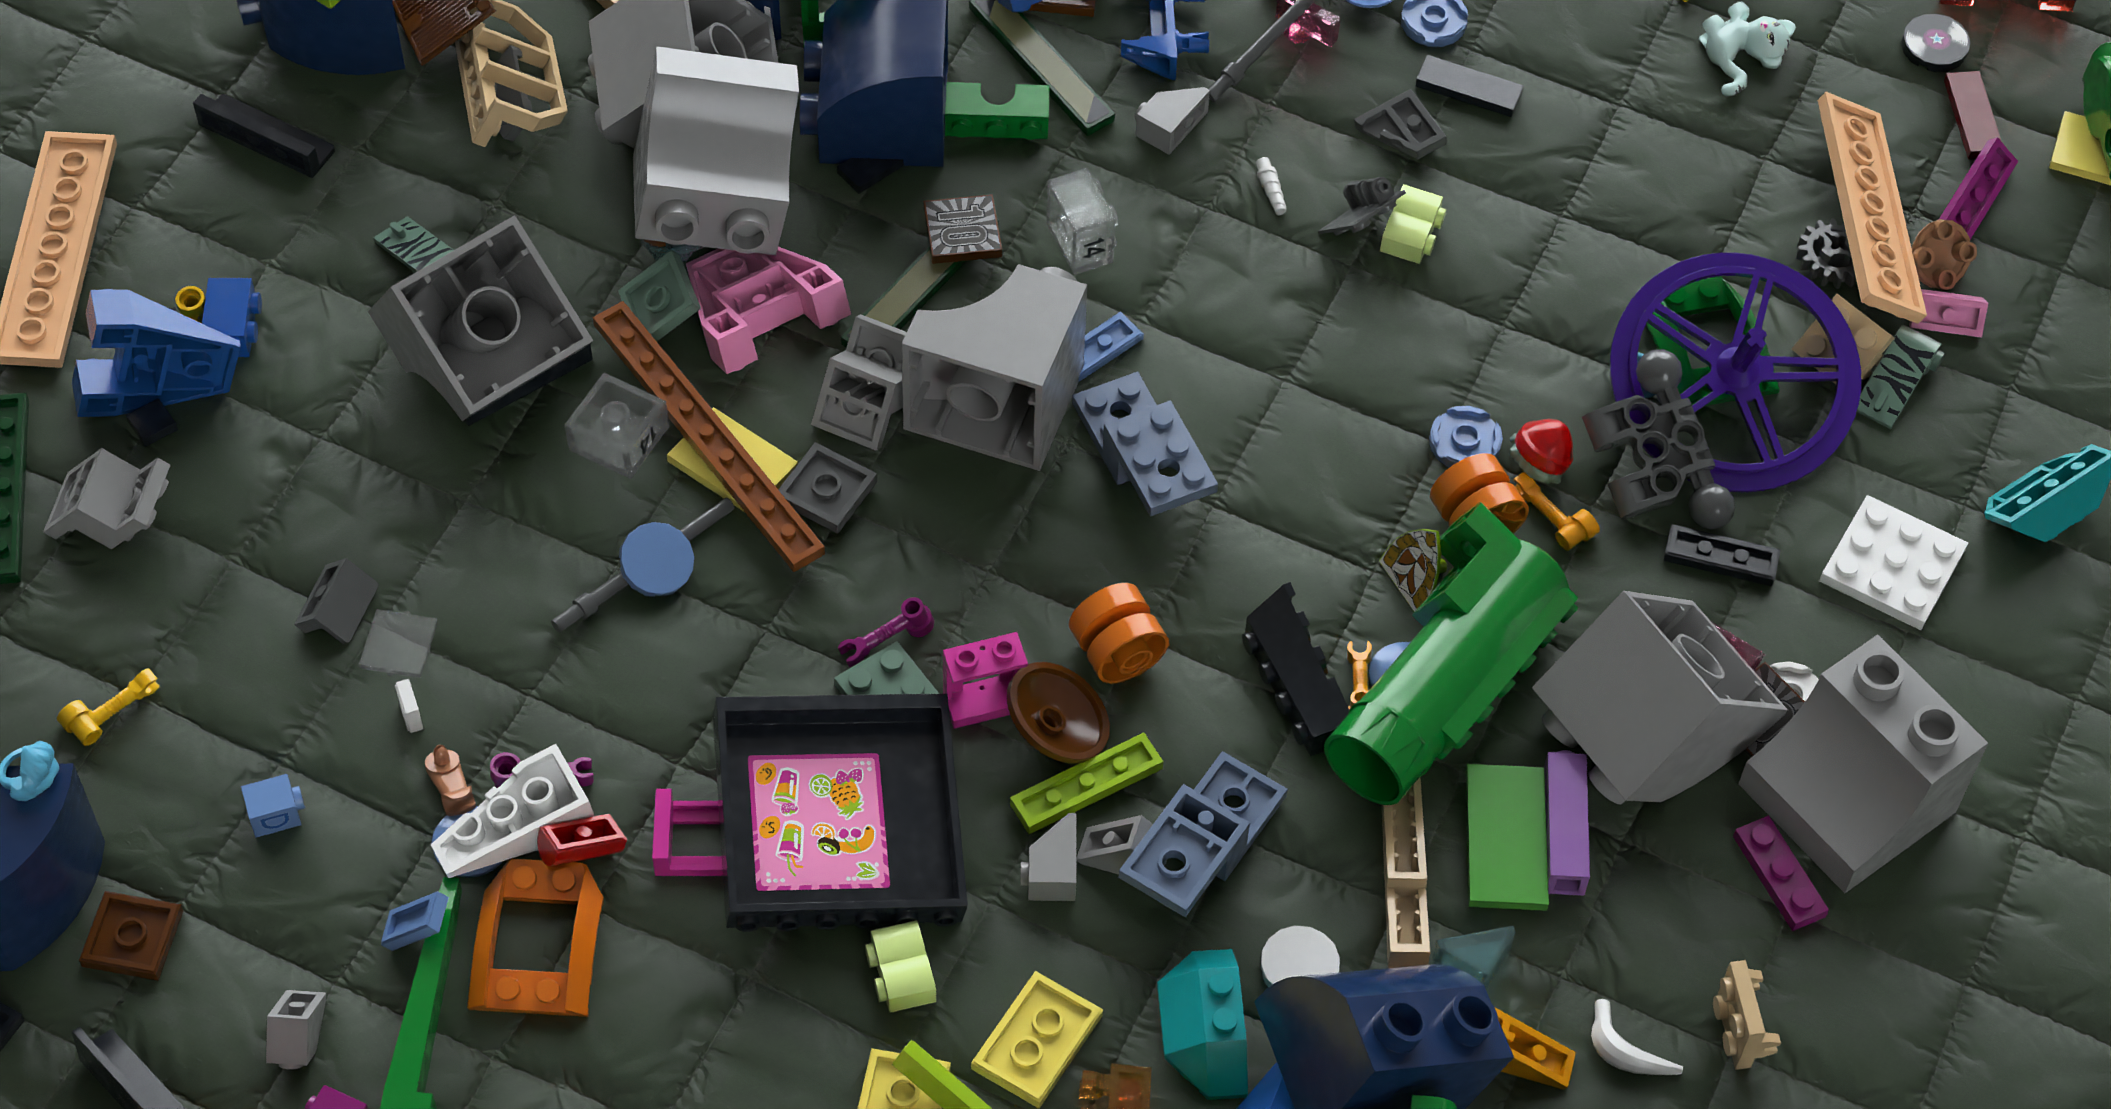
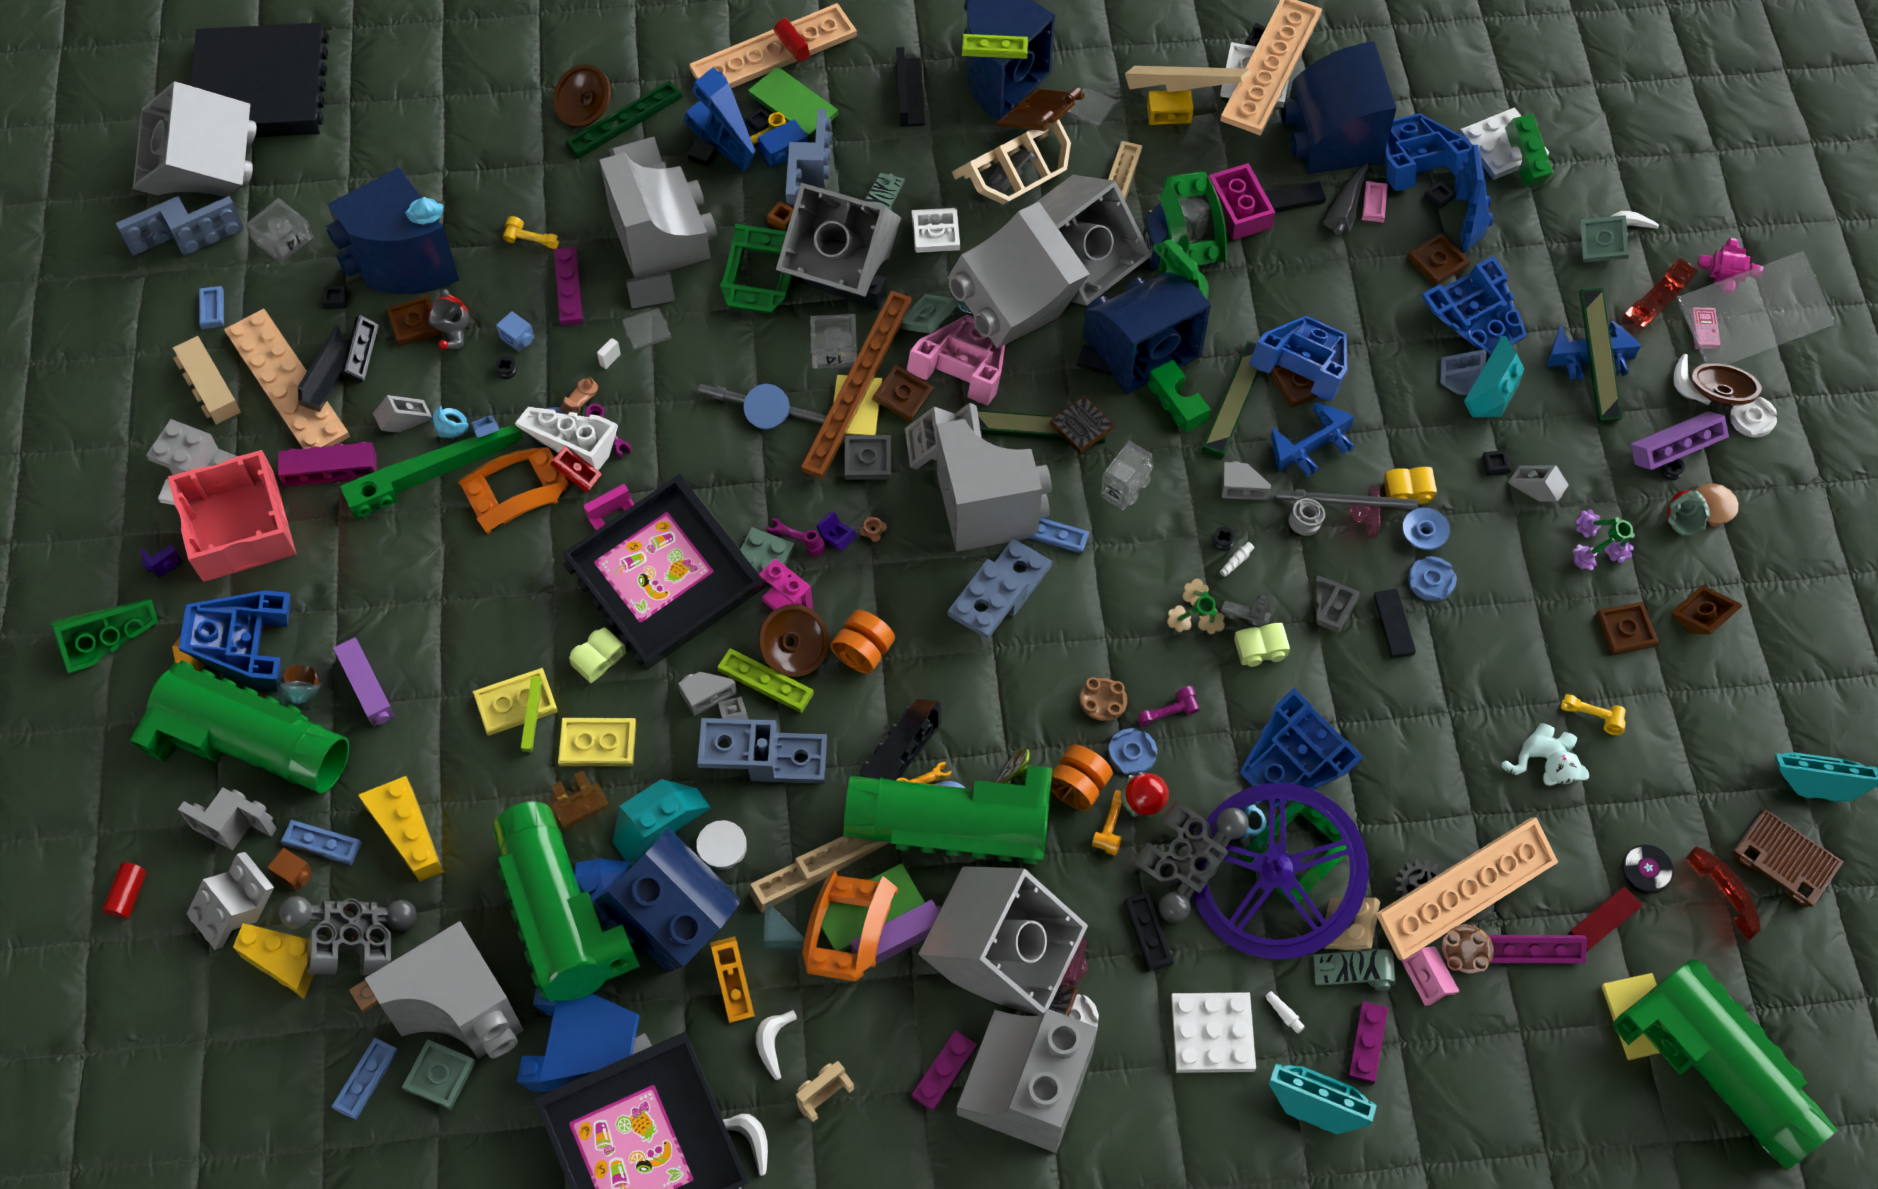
camera: 60 degrees right, 5 degrees up
(69, 208) = (792, 40): none -> red brick
(127, 1029) = (359, 349): none -> tile
(168, 265) = (795, 101): none -> bright green tile
(180, 876) = (450, 317): none -> dark grey piece
(237, 525) = (656, 216): none -> light grey brick
(242, 702) = (568, 286): none -> magenta plate
(300, 303) = (809, 160): none -> sand blue bracket
(310, 846) = (503, 372): none -> black bush
(362, 977) = (448, 428): none -> medium azure piece
(366, 381) = (779, 217): none -> dark orange brick
(391, 413) = (750, 297): none -> green wedge
(546, 209) = (935, 230): none -> white bracket
(756, 396) = (903, 393): none -> reddish brown tile
(924, 581) = (835, 532): none -> dark purple bracket
(940, 532) = (873, 522): none -> nougat plate
(1233, 172) = (1224, 532): none -> black bush
(1267, 83) = (1306, 517): none -> light grey wheel
(1338, 253) = (1203, 606): none -> tan plant
(1373, 425) = (1103, 698): none -> medium nougat dish
(1438, 345) = (1186, 701): none -> magenta brick
(1487, 828) = (855, 892): none -> orange wedge
(1585, 267) = (1298, 748): none -> blue wedge
(1912, 476) = (1285, 1012): none -> white animal
(1995, 418) = (1368, 1042): none -> magenta plate

